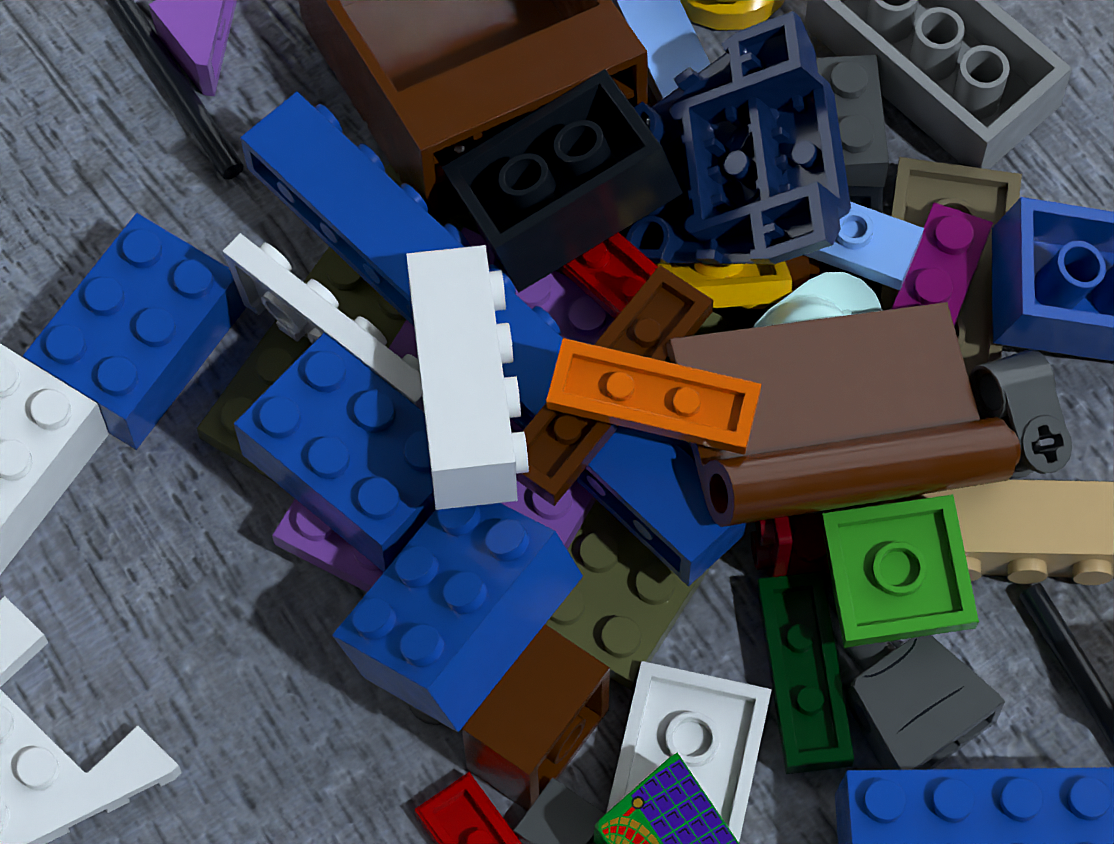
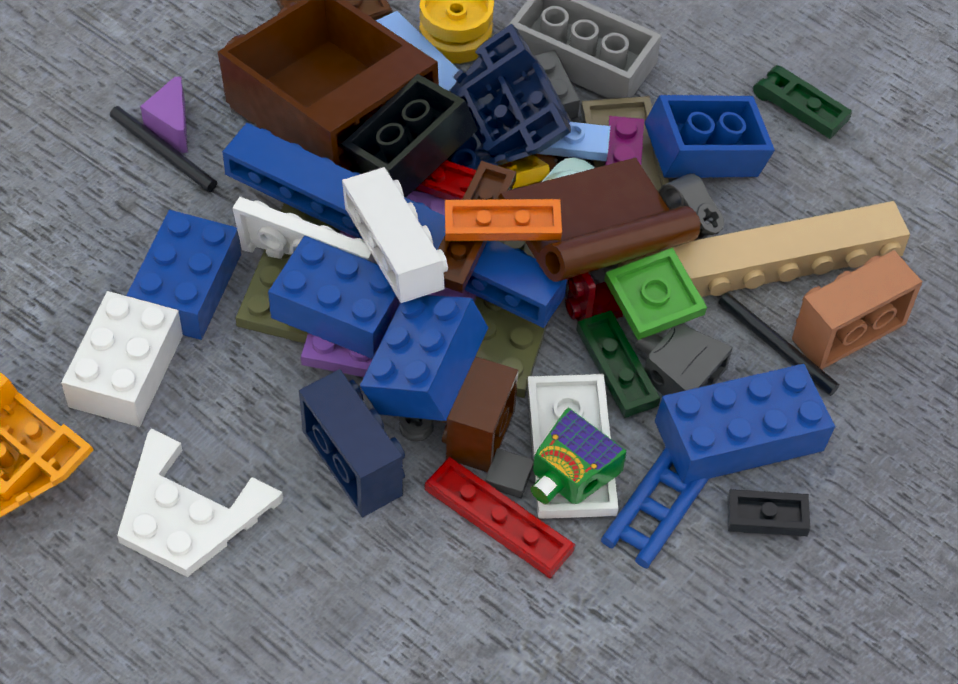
camera: 20 degrees left, 10 degrees down
(310, 714) = (352, 442): none -> dark blue brick

